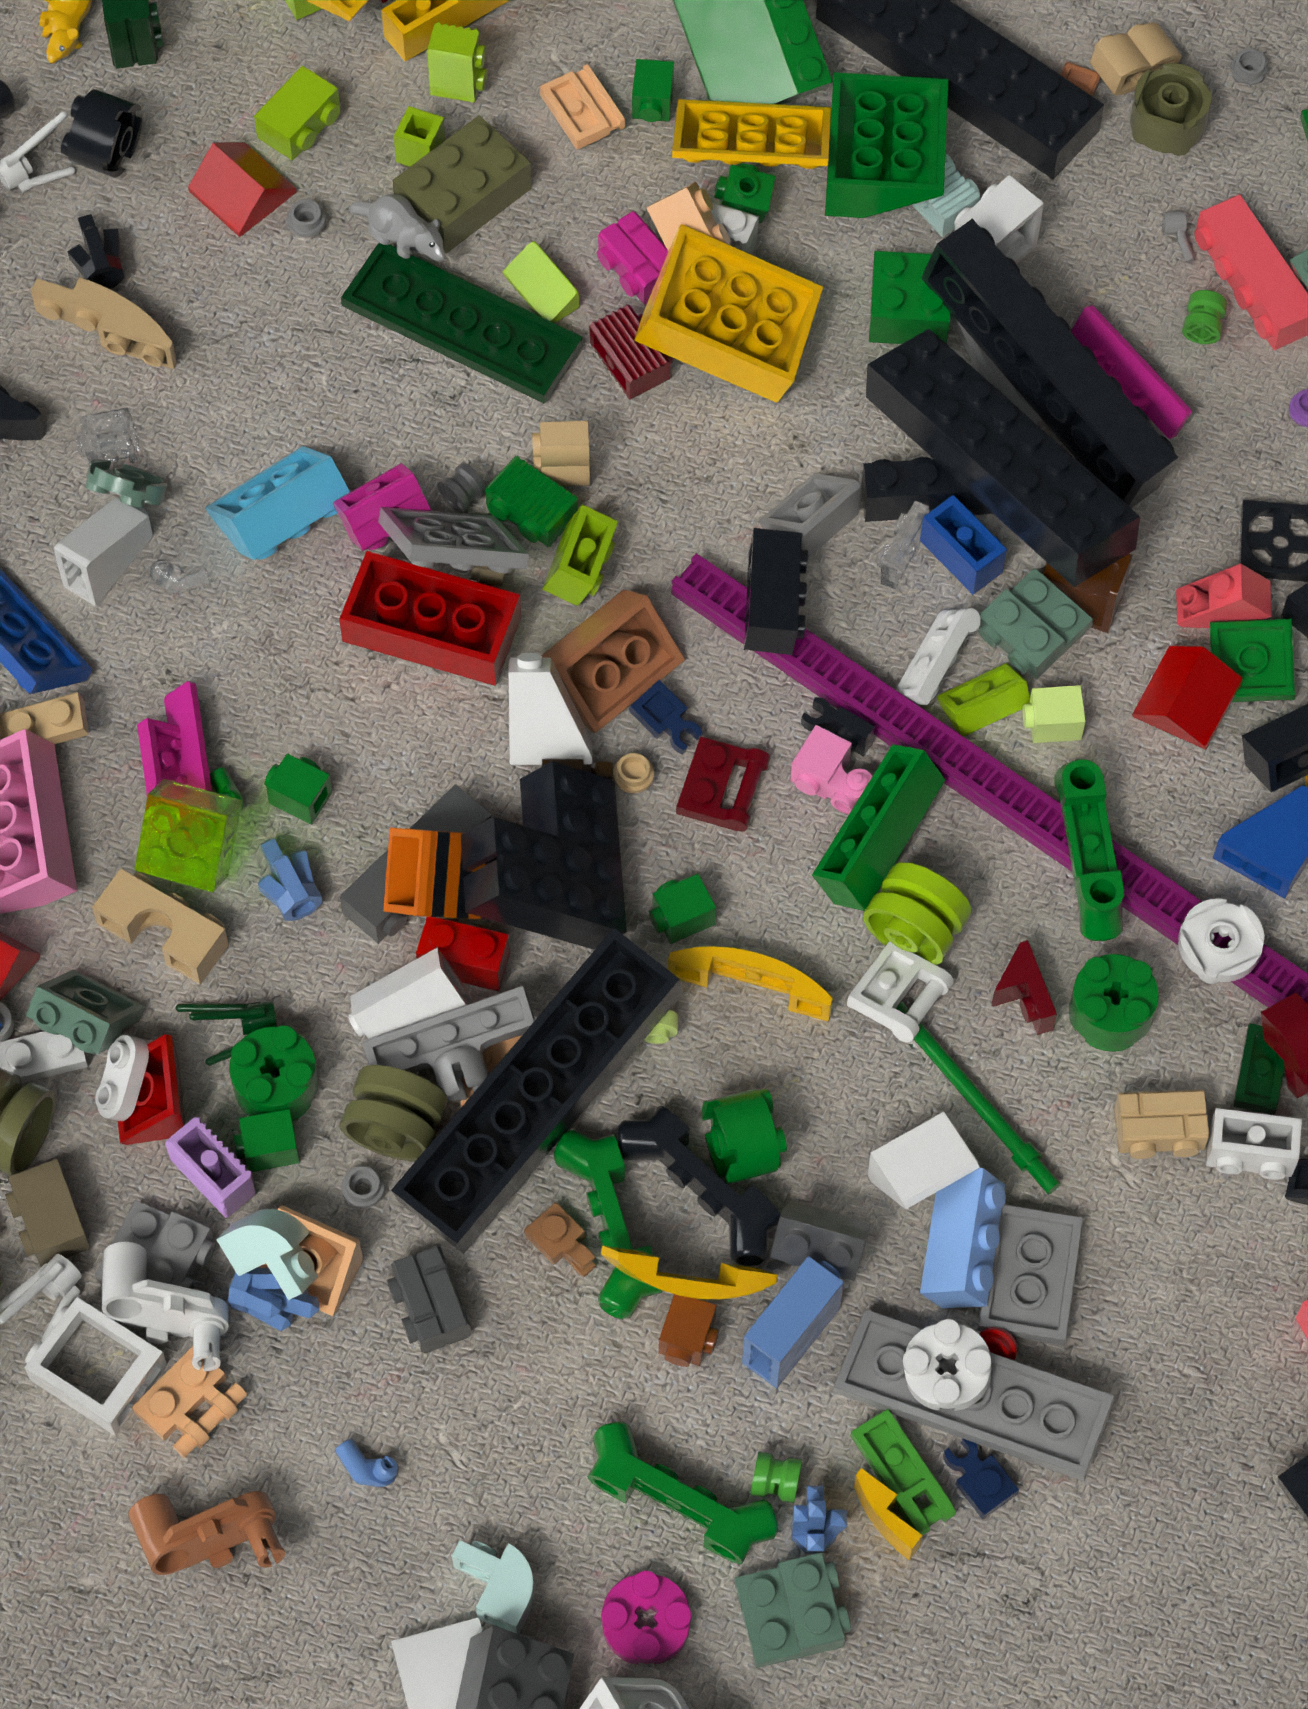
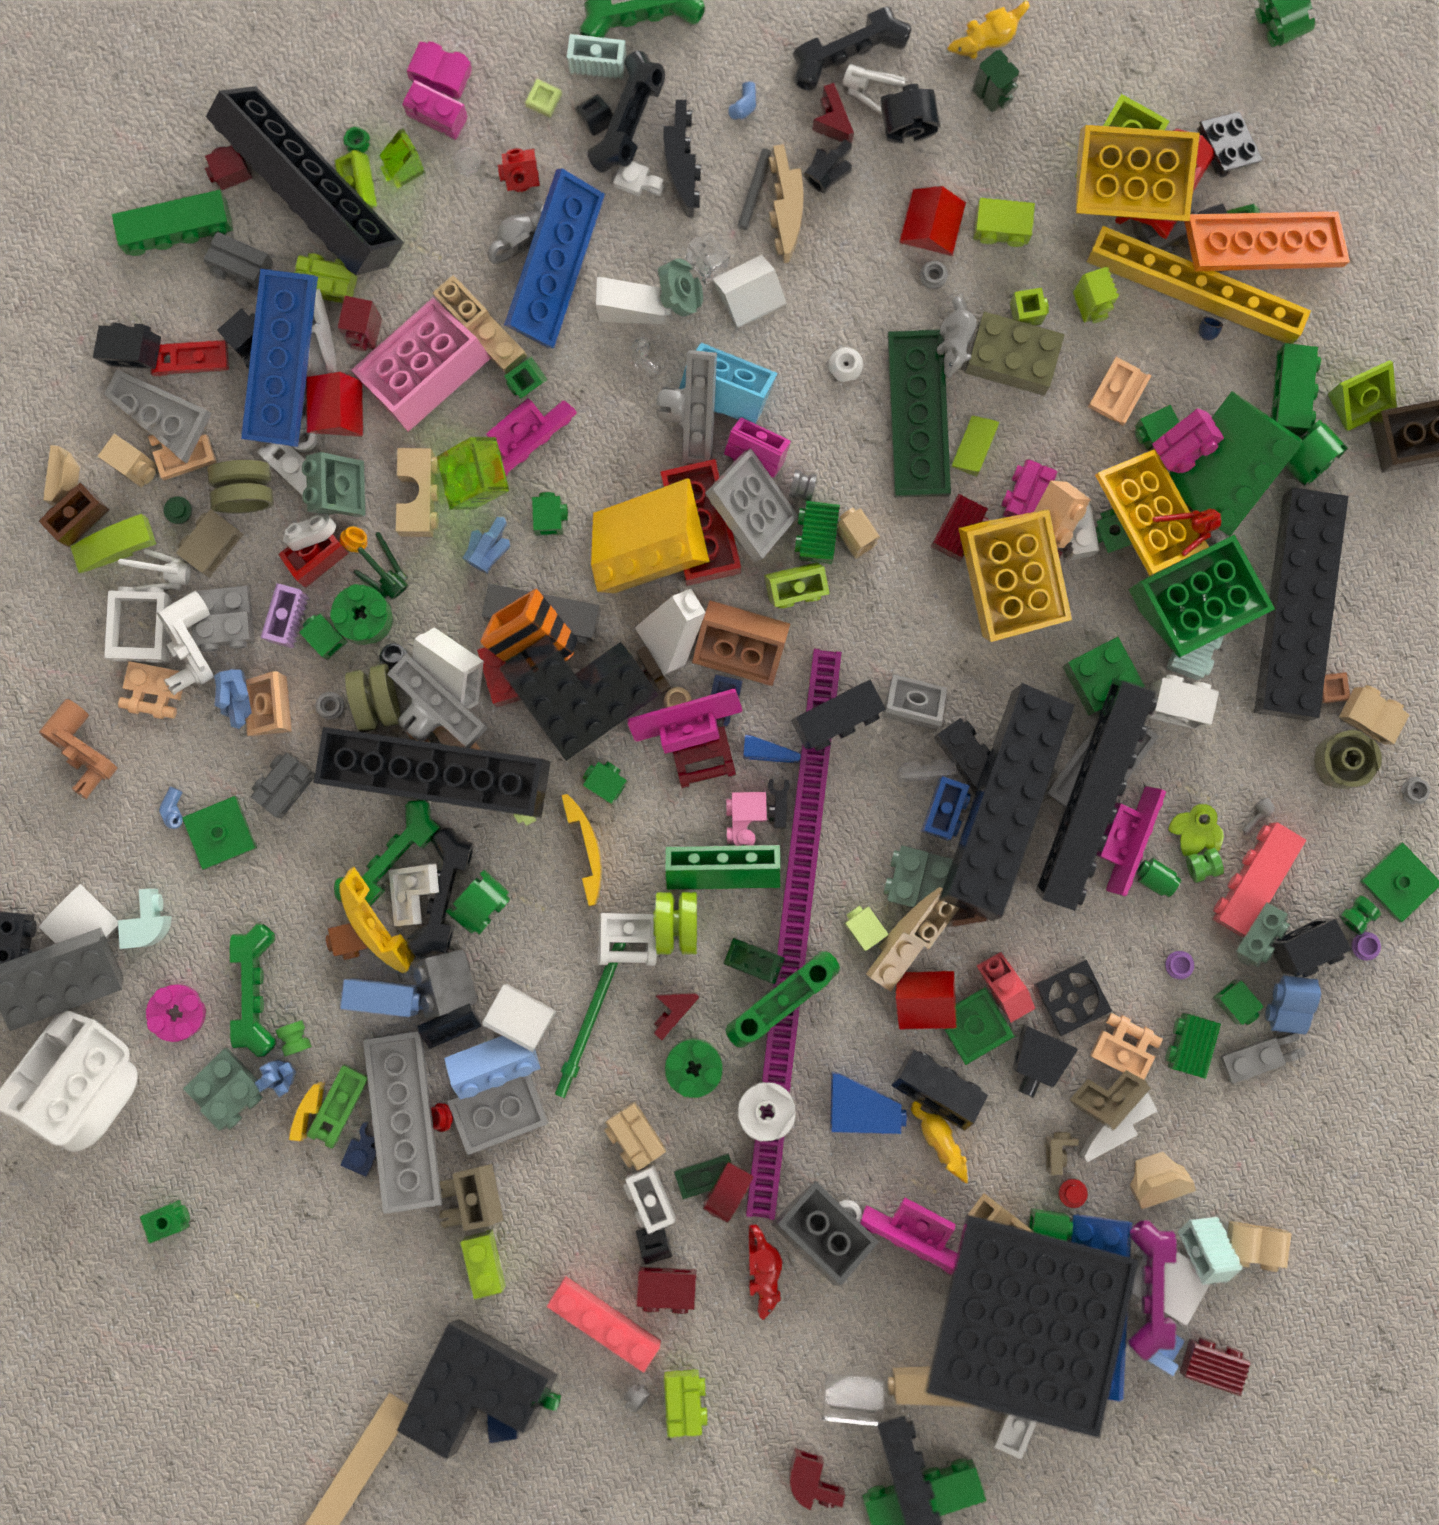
camera: 60 degrees right, 20 degrees up
(48, 215) = (835, 122): none -> dark red slope
(62, 348) = (754, 189): none -> dark grey bar
(110, 714) = (525, 378): none -> green brick
(170, 1026) = (353, 538): none -> light orange plate
(181, 417) = (750, 290): none -> white slope
(224, 784) = (524, 476): green arm -> none
(271, 1239) = (252, 681): light aqua brick -> none
(284, 541) = (693, 406): none -> light grey plate
(346, 377) = (845, 373): none -> white plate
(347, 1068) = (391, 654): none -> black plate
(410, 680) = (646, 538): none -> yellow slope
(439, 1423) = (219, 832): none -> green plate
(560, 1236) = (365, 831): medium nougat plate -> none
(665, 1221) = (405, 888): none -> white plate
(669, 768) = (687, 722): none -> dark pink bracket
(694, 58) = (1188, 441): none -> dark pink brick
(759, 708) = (766, 751): none -> blue slope
(799, 94) = (1202, 523): none -> red plant
(880, 1269) = (449, 1026): none -> black plate
(937, 654) = (862, 834): white plate -> none
(947, 1391) = (412, 1115): white plate -> none
(985, 699) = (854, 878): lime slope -> none
(1019, 859) = (754, 961): none -> dark green plate
(1093, 657) = (905, 941): none -> tan slope
(1131, 1353) = (476, 1199): none -> dark tan brick
(1159, 309) = (1197, 834): none -> lime plate
(1191, 371) = (1158, 877): none -> green brick
(1222, 1400) = (483, 1264): none -> lime brick

